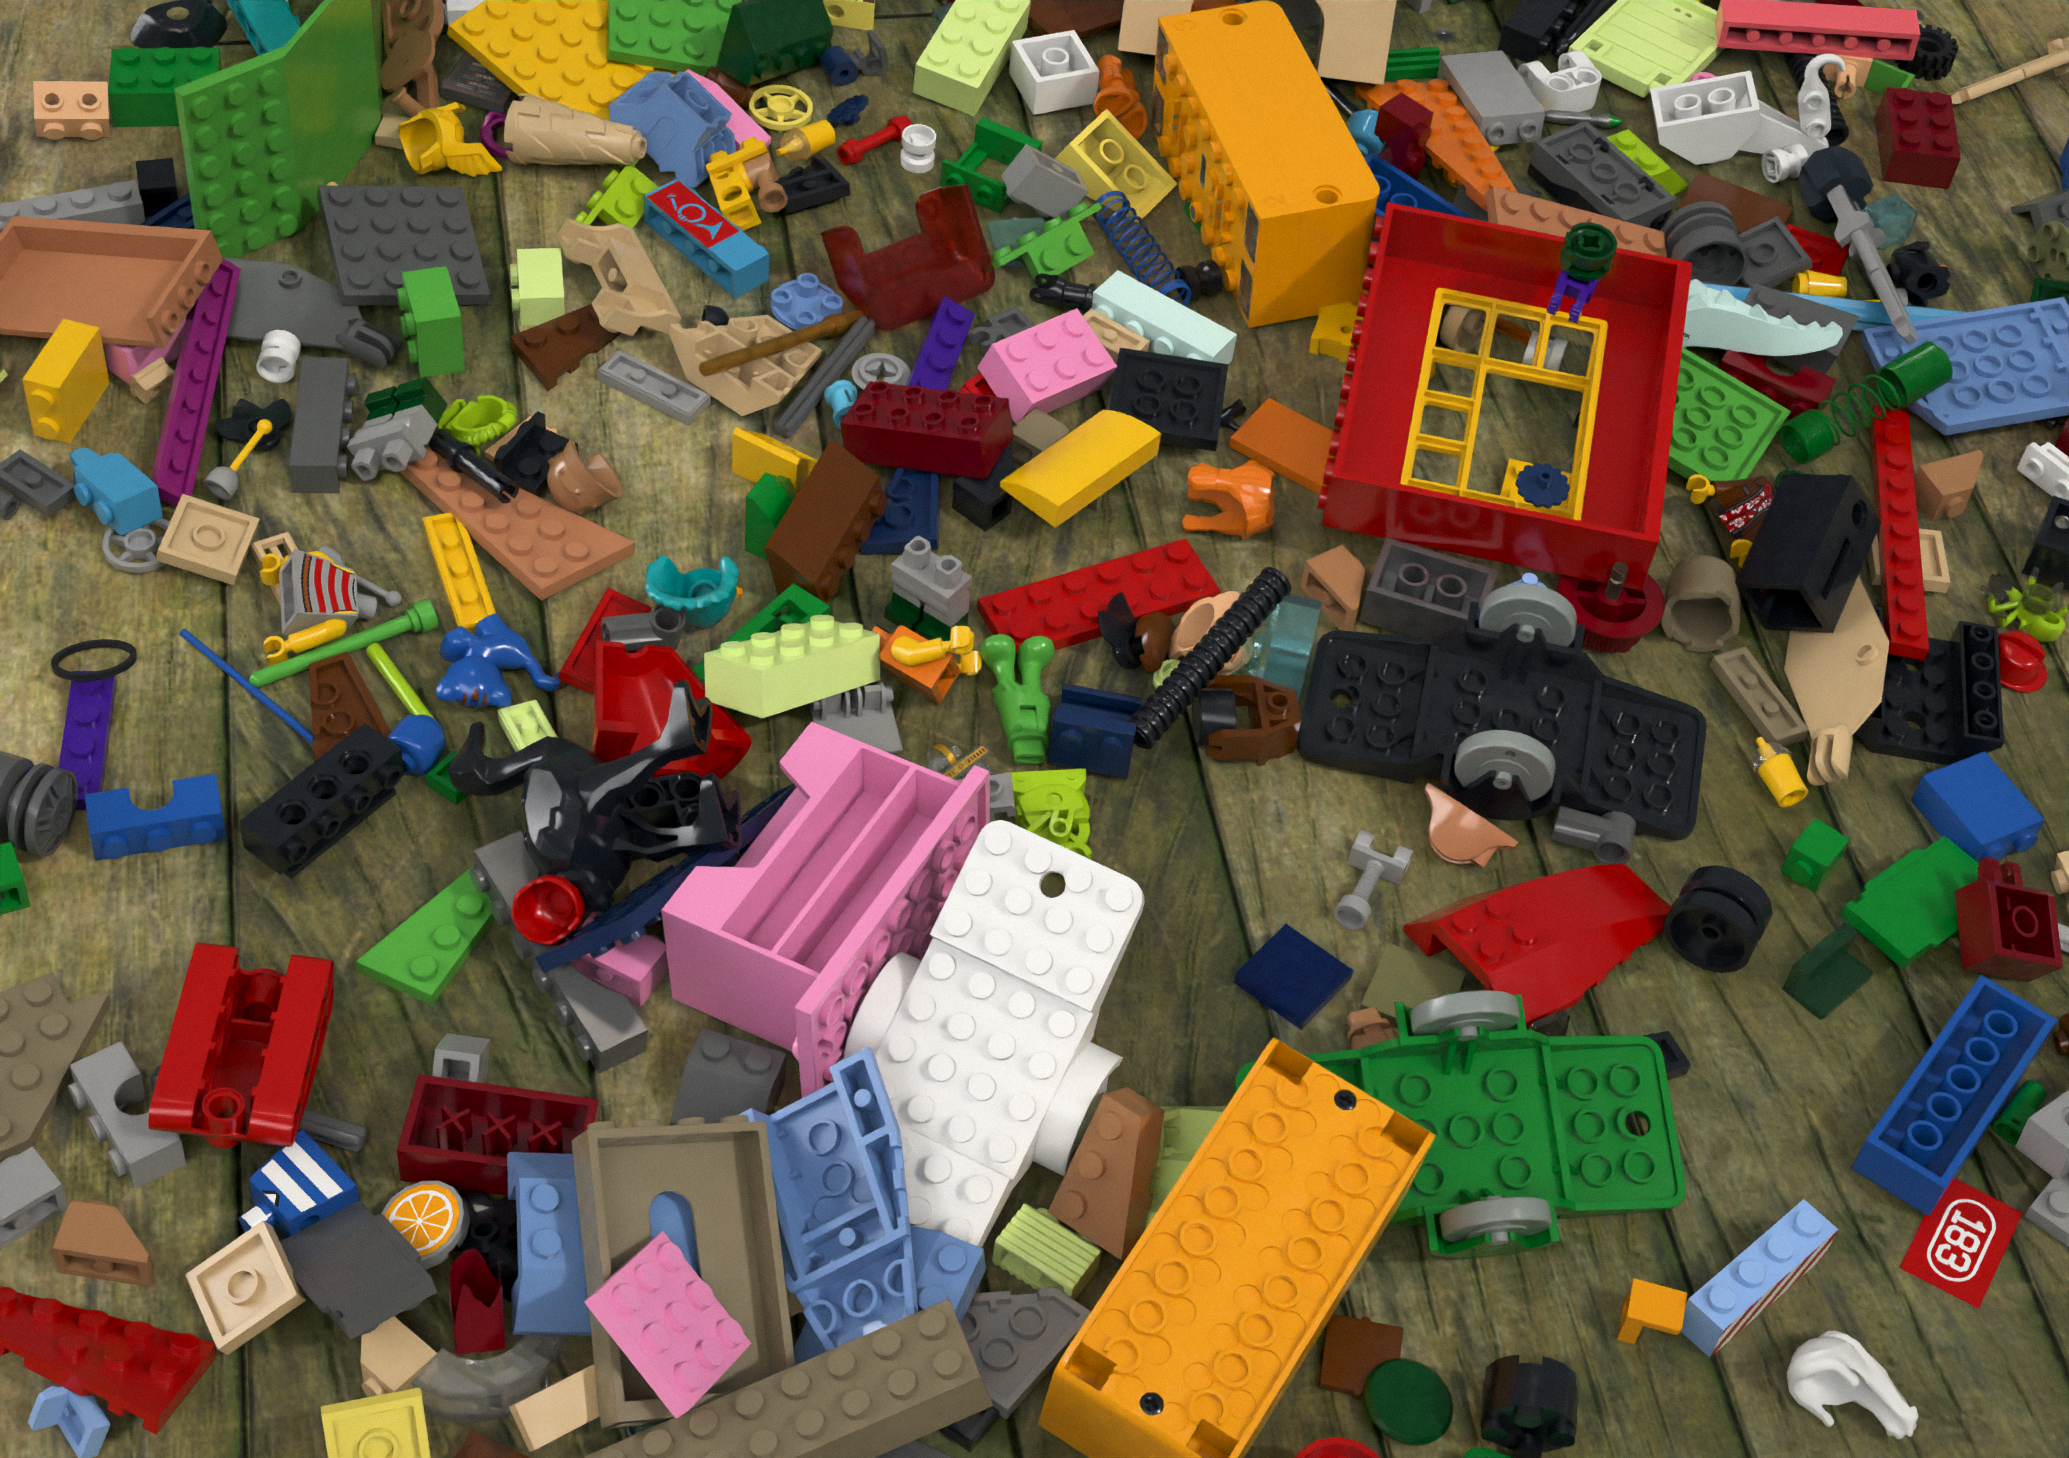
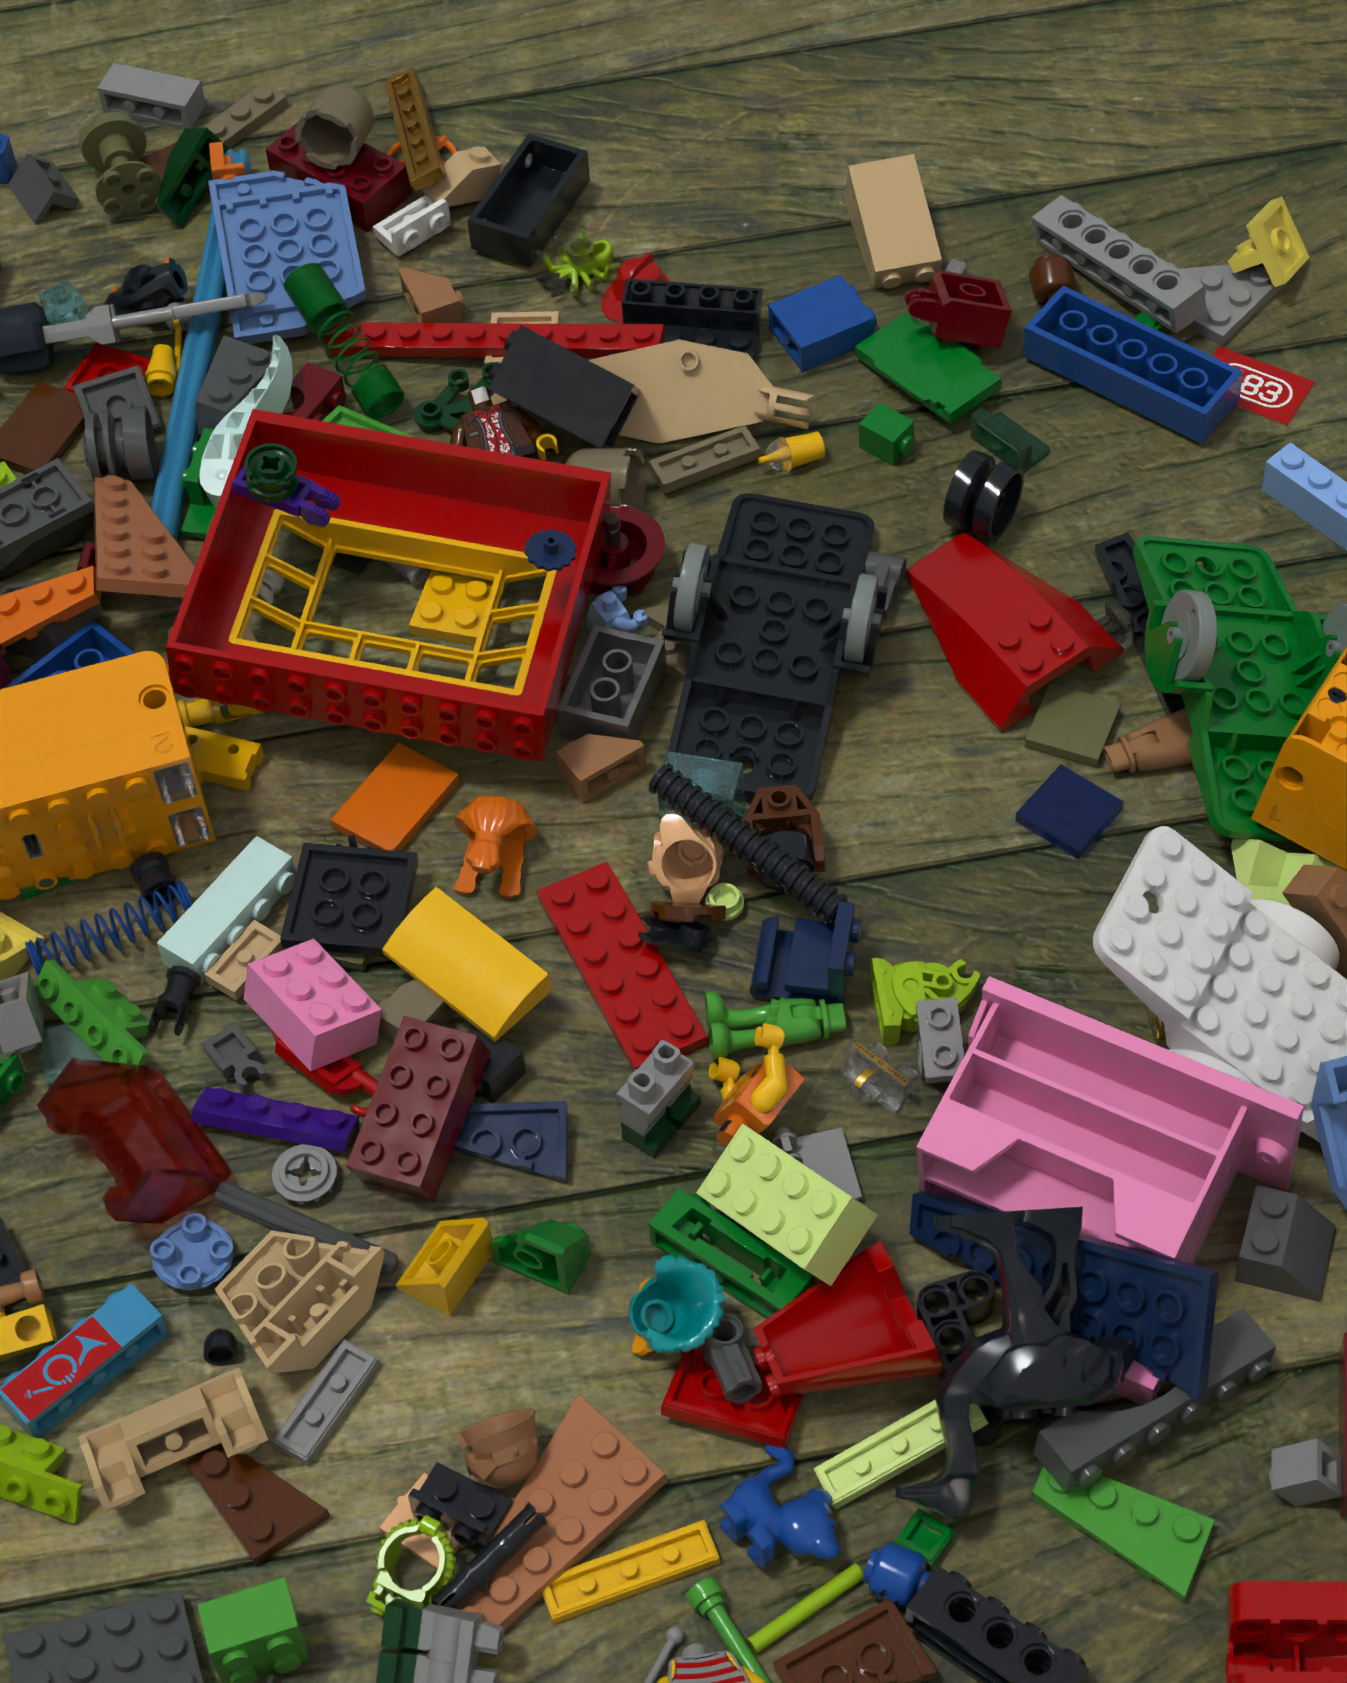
camera: 80 degrees left, 5 degrees up
(540, 285) = (170, 1533): yellowish green brick -> none
(547, 909) = (1146, 1386): red hair -> none
(825, 524) = (565, 1194): reddish brown slope -> none
(830, 326) = (234, 1223): pearl gold bar -> none
(838, 400) = (358, 1203): medium azure bush -> none
(1353, 909) = (936, 731): light grey bar -> none
(1461, 834) = (899, 680): nougat hat -> none

